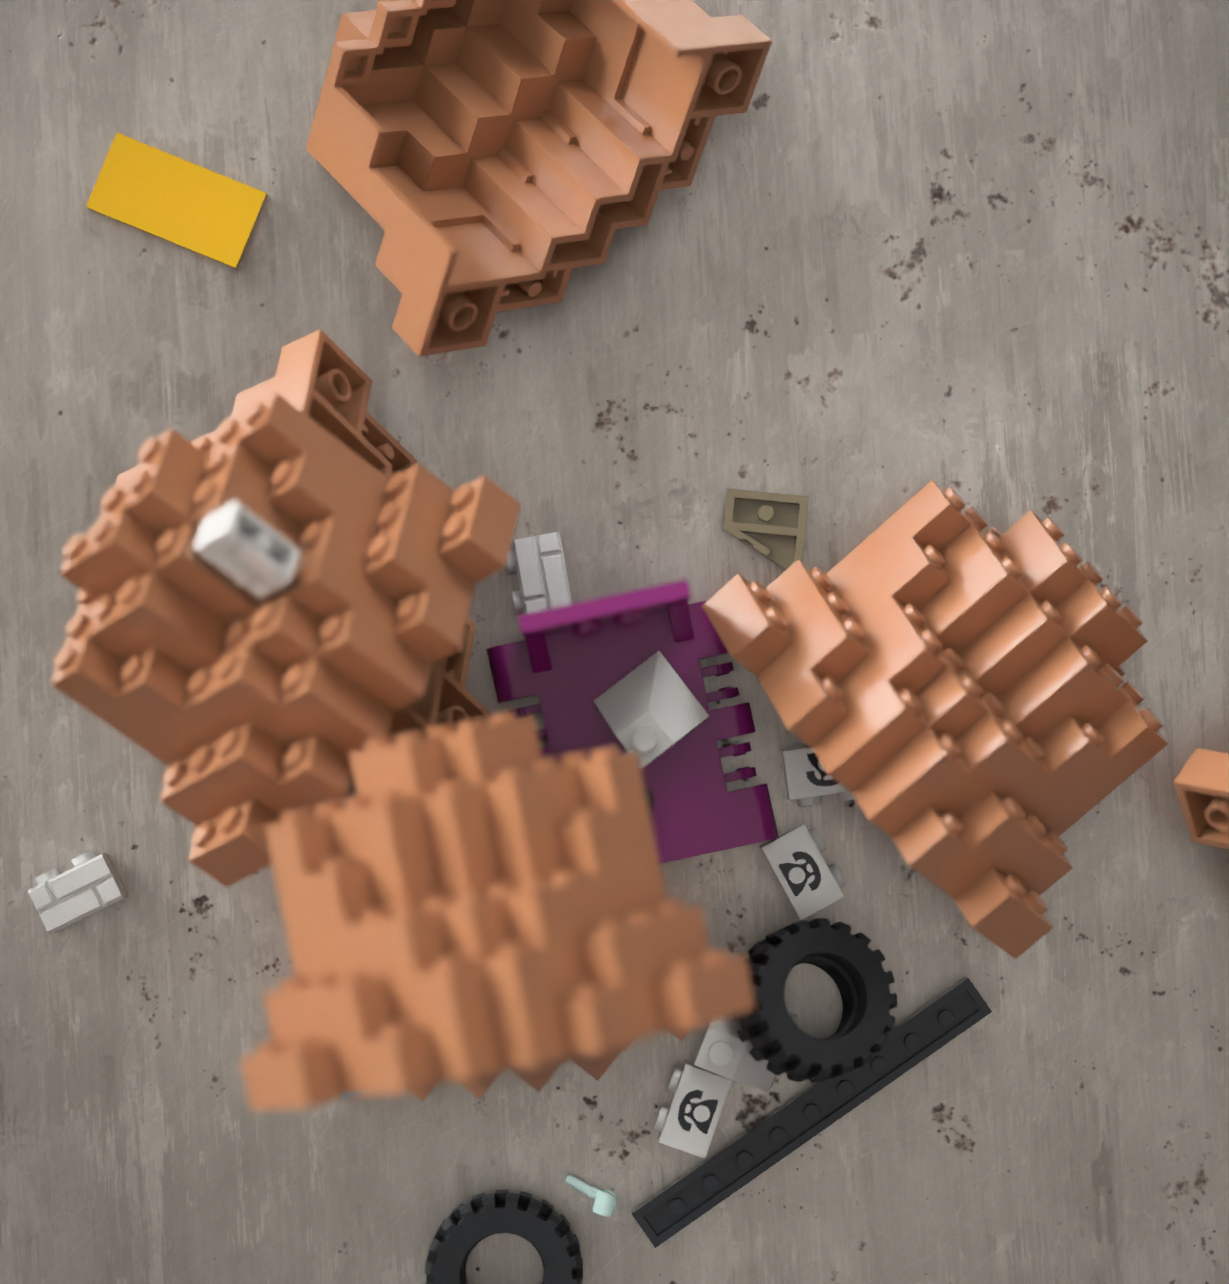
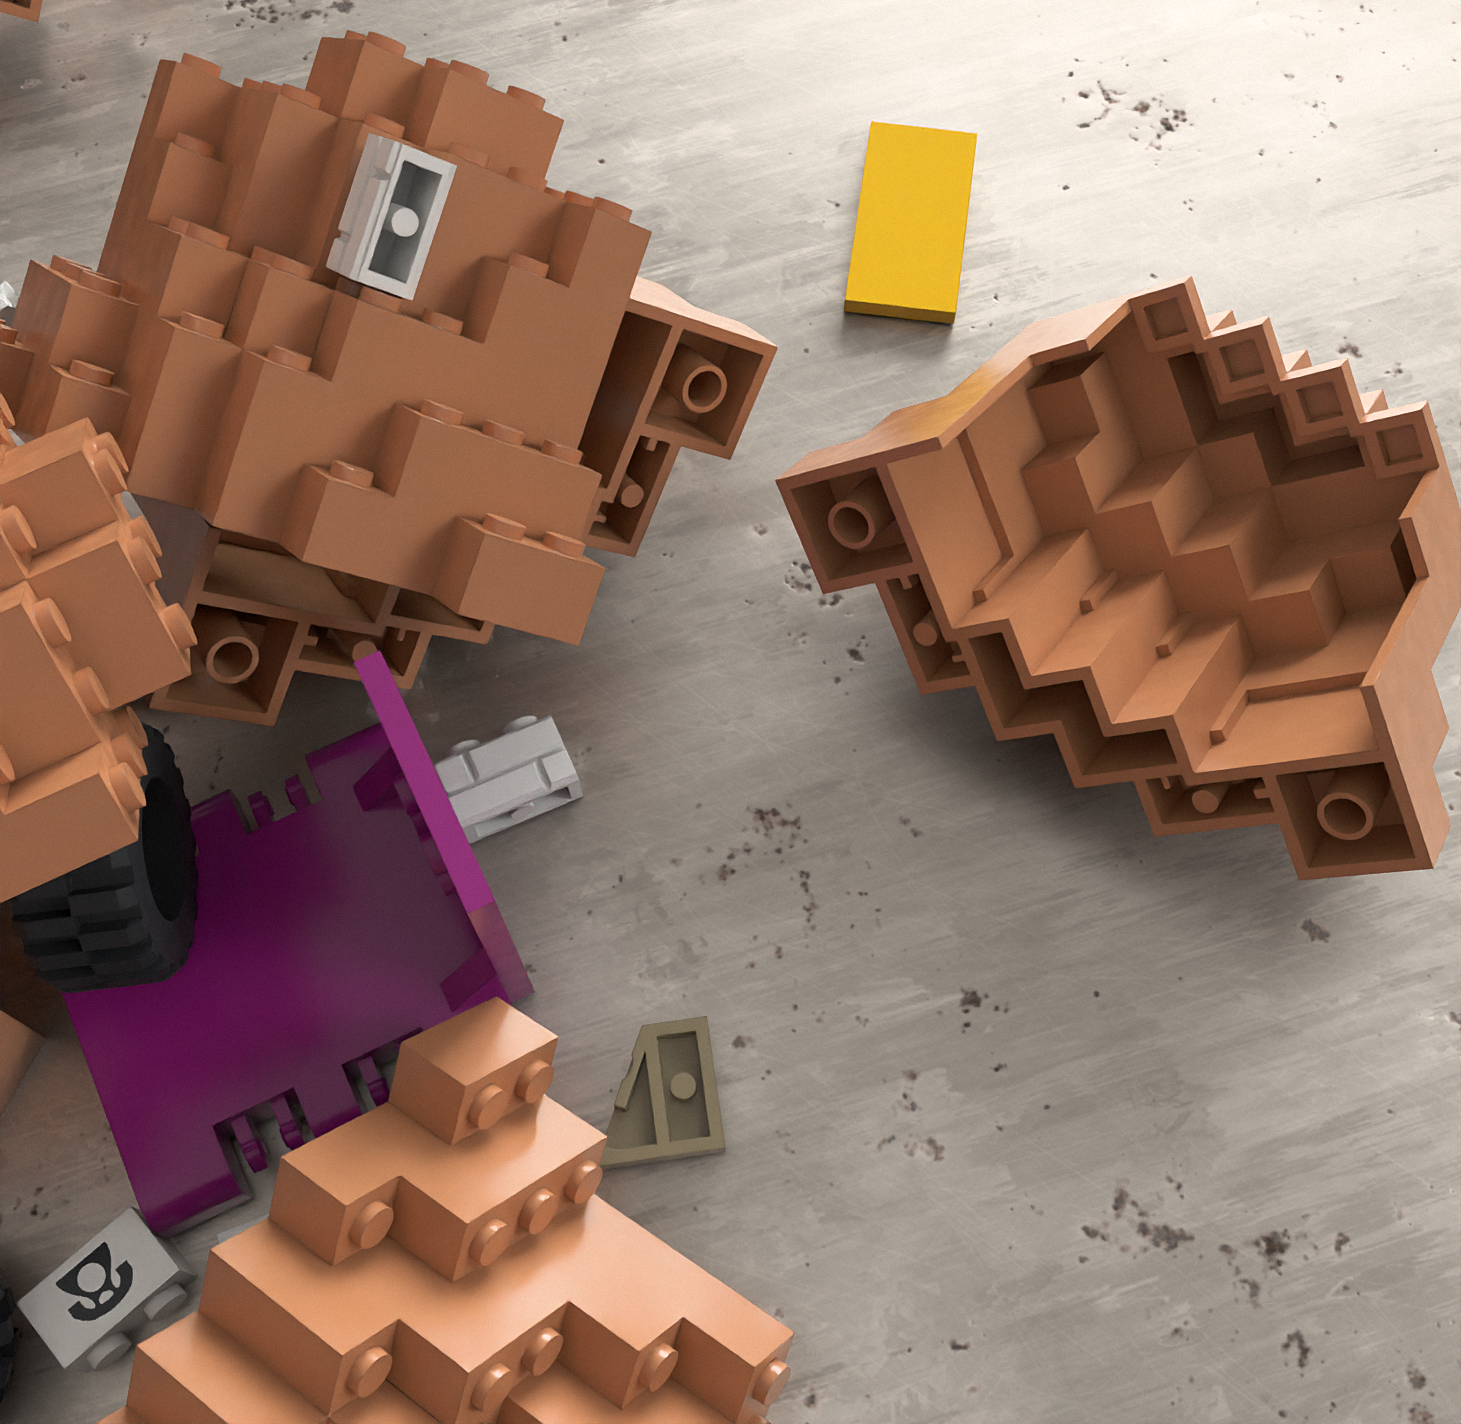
camera: 80 degrees right, 20 degrees down
(650, 709) = (315, 965): white slope -> none

